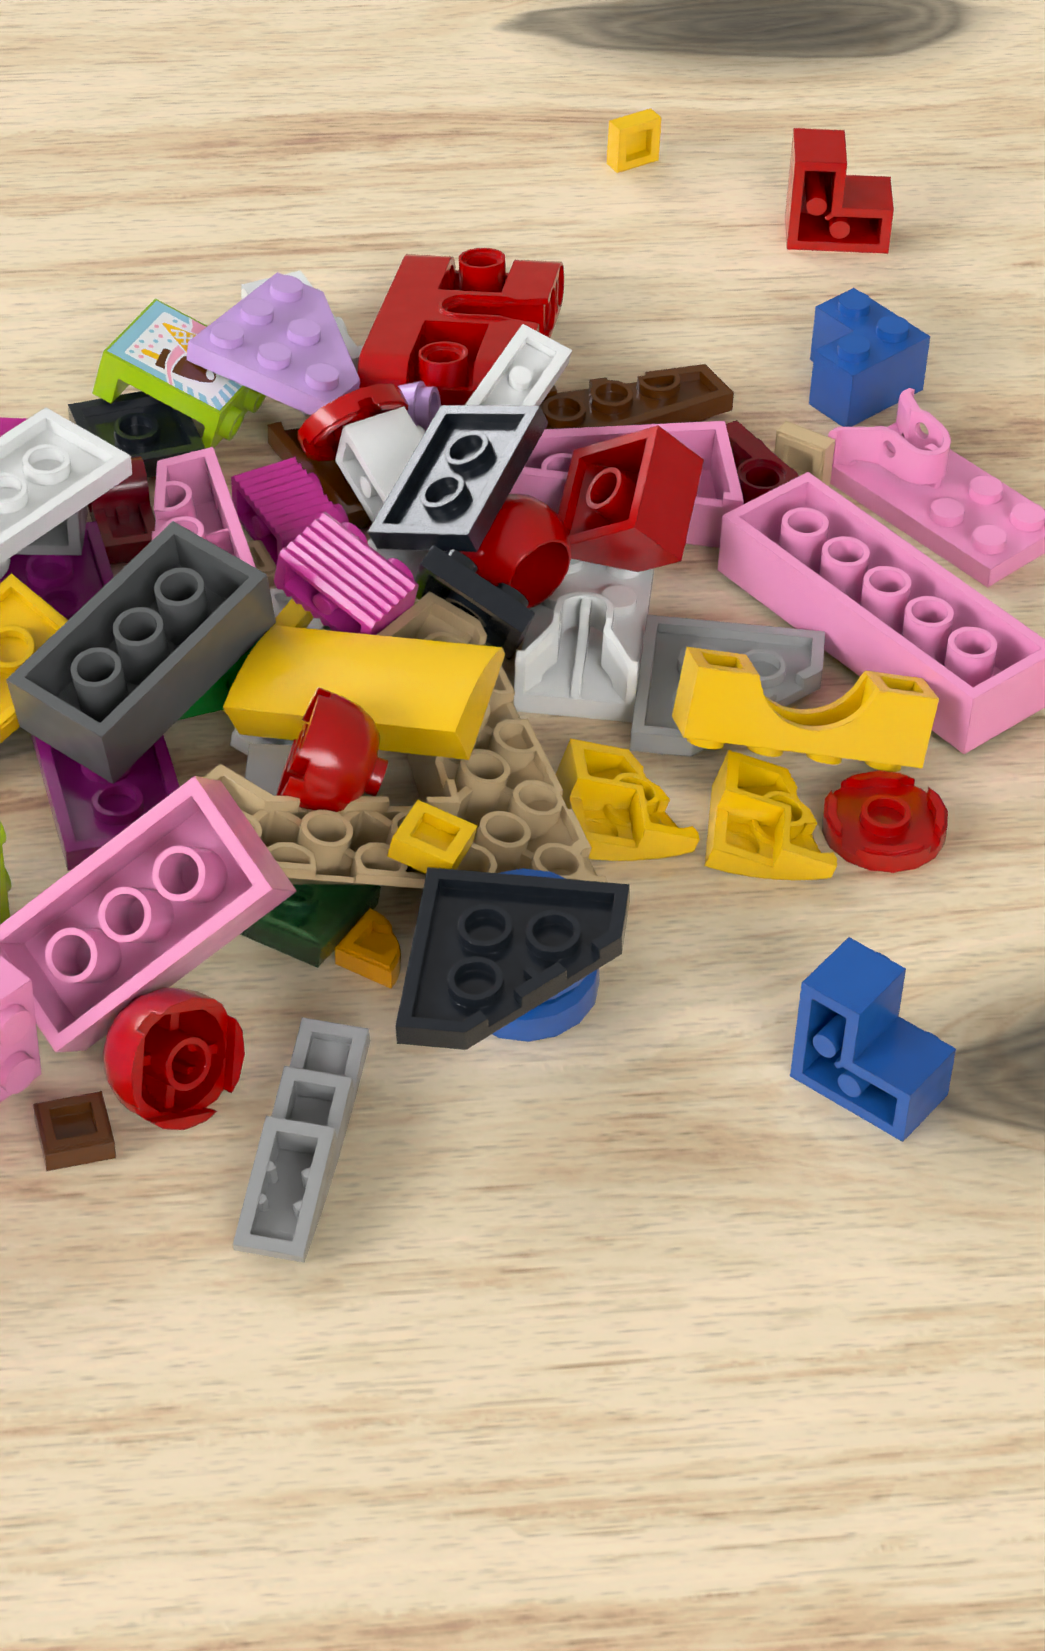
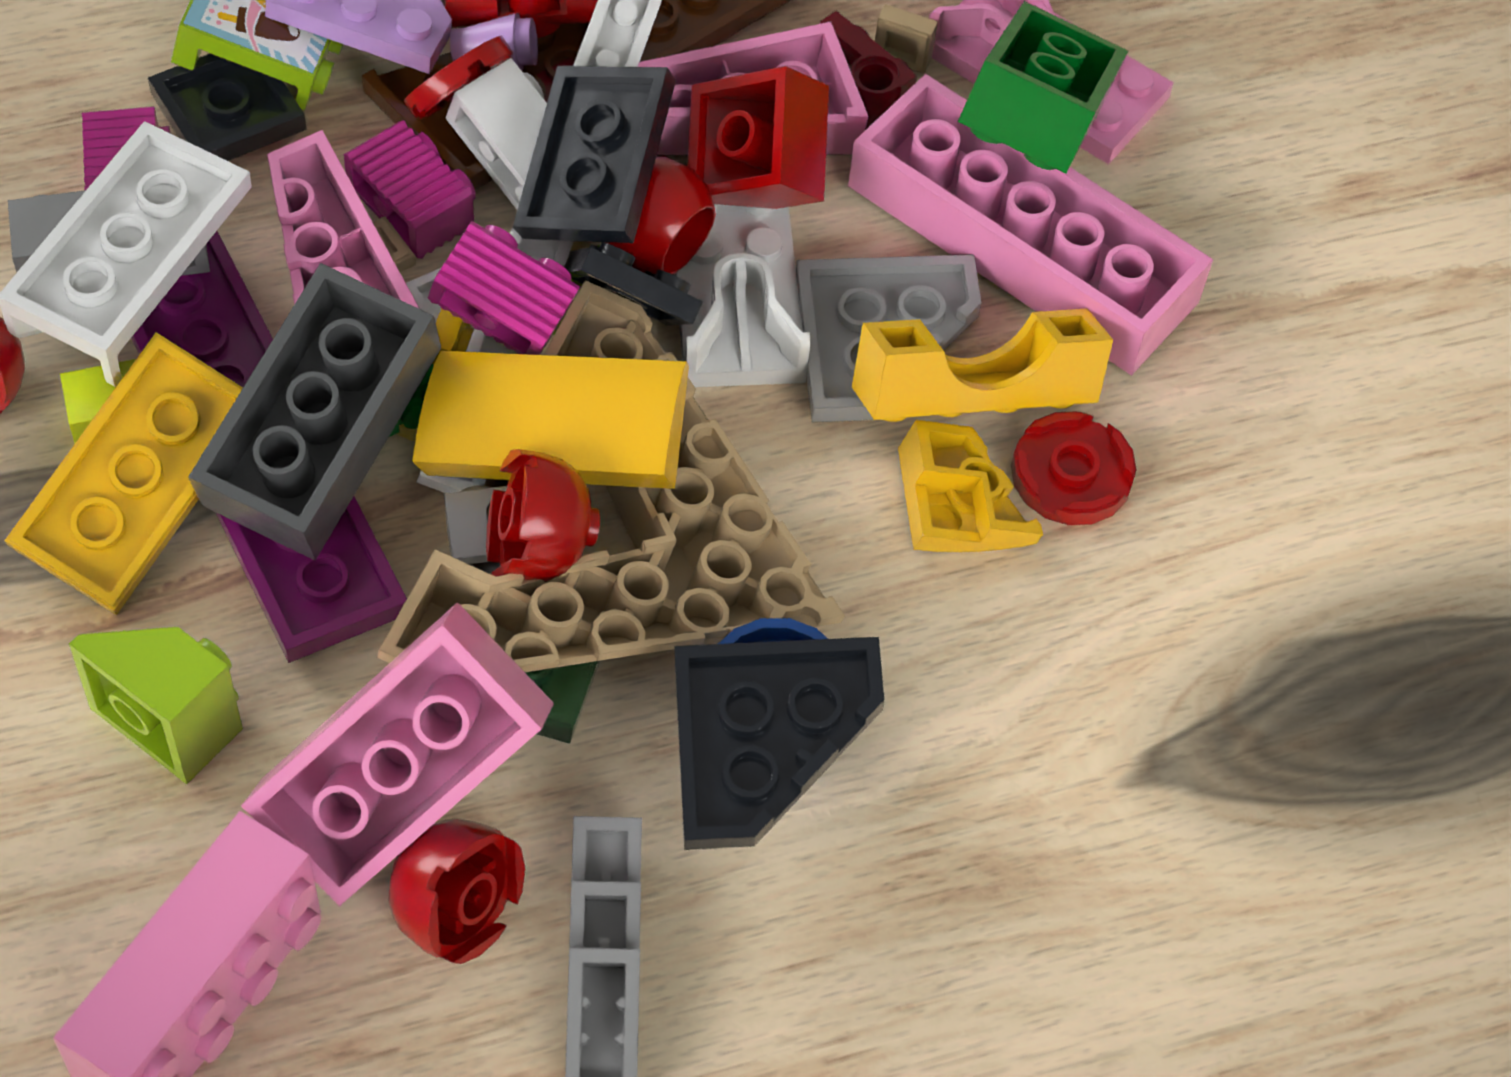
camera: 15 degrees left, 15 degrees up
(74, 1131) = (372, 979): reddish brown tile -> none
(125, 516) = (252, 228): dark red plate -> none
(371, 950) = (615, 707): light orange tile -> none
(431, 839) = (667, 605): yellow plate -> none
(619, 805) = (817, 492): yellow slope -> none
(860, 1049) = (1123, 758): blue brick -> none
(916, 486) = (1042, 87): none -> green brick

